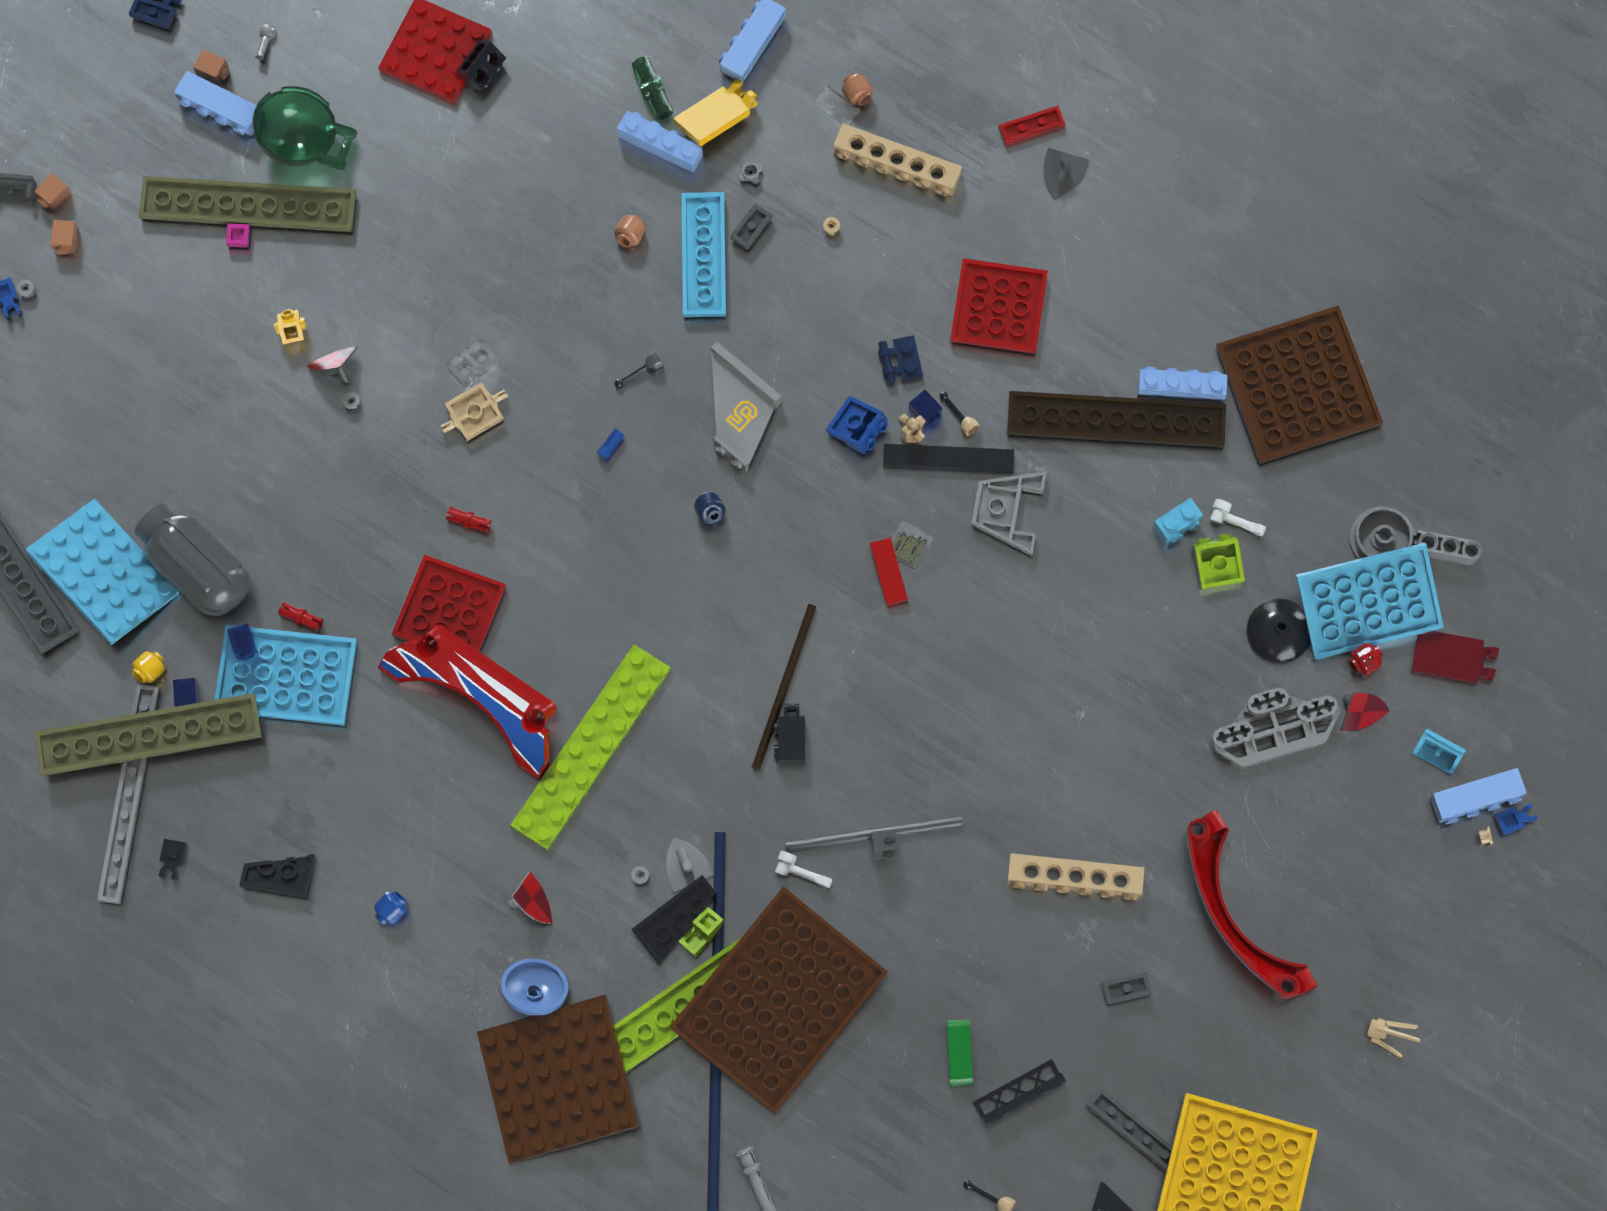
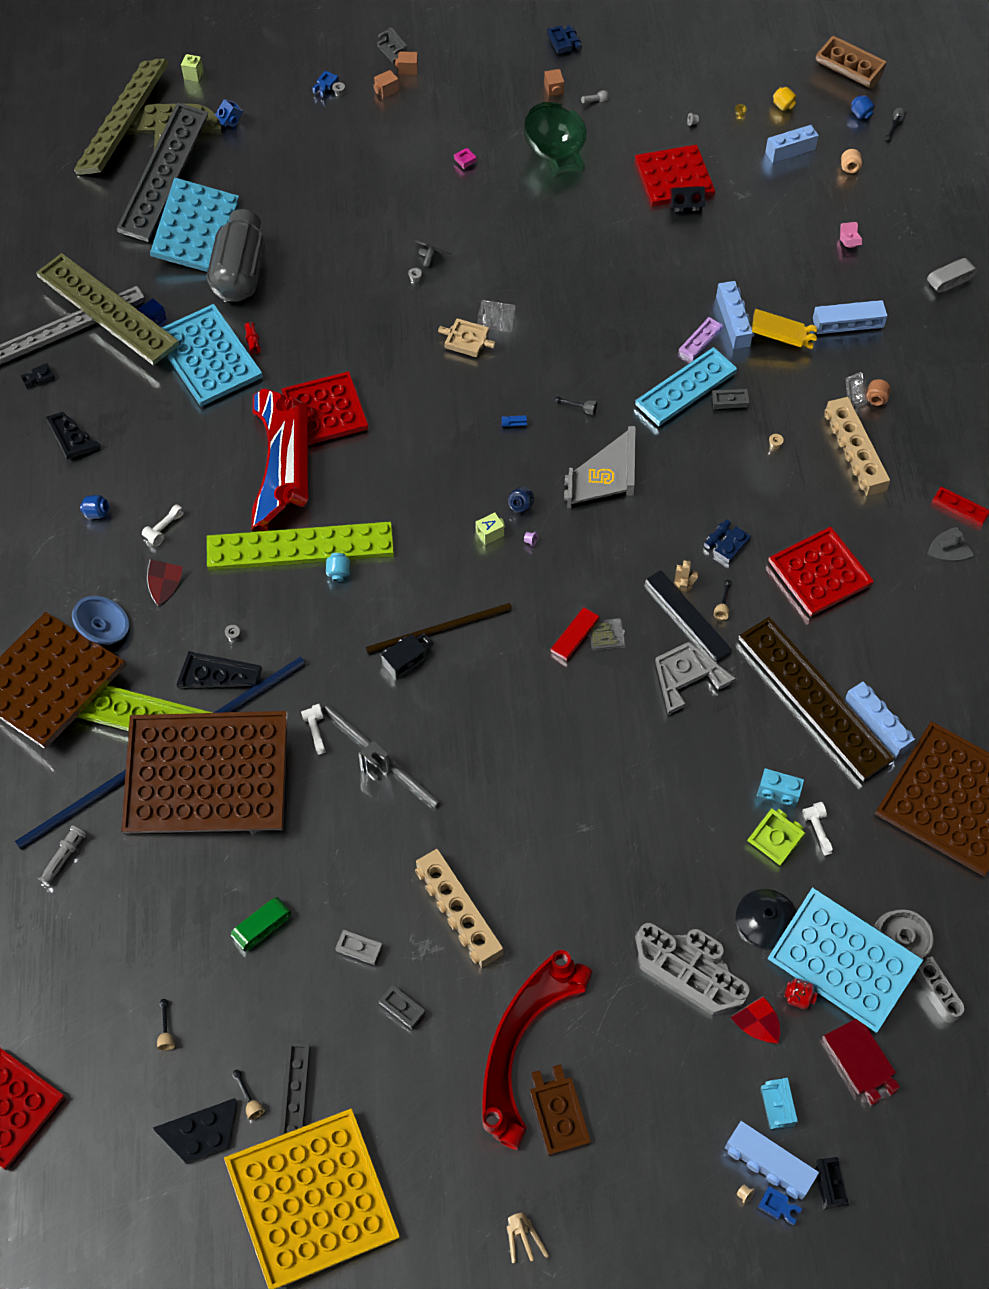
camera: 50 degrees right, 15 degrees down
(148, 667) = (152, 284): yellow head -> none
(216, 102) = (532, 88): light blue brick -> none
(242, 642) = (207, 314): clear blue brick -> none
(247, 203) = (490, 151): olive plate -> none
(290, 326) = (432, 213): yellow brick -> none
(466, 873) = (154, 535): none -> white brick
(468, 519) = (393, 380): red pin -> none
(629, 230) = (661, 337): nougat head -> none
(647, 729) = (337, 566): none -> medium azure head
(652, 88) = (764, 289): clear green piece -> none
(657, 194) = (700, 338): none -> lavender tile
(685, 865) = (264, 653): light grey shield -> none
(702, 932) = (223, 696): lime slope -> none
(716, 559) = (490, 528): none -> yellowish green brick
(746, 168) = (765, 371): light grey plate -> none
(755, 531) = (531, 538): none -> lavender piece
(858, 424) = (658, 545): blue plate -> none
(927, 407) = (708, 576): clear blue brick -> none
(1022, 1100) = (260, 993): black fence -> none
(1045, 985) = (358, 947): none -> light grey plate
(1120, 1172) = (253, 1108): none -> tan hinge
(1311, 929) = (558, 1112): none -> reddish brown tile
(1529, 765) = (831, 1183): none -> black hinge

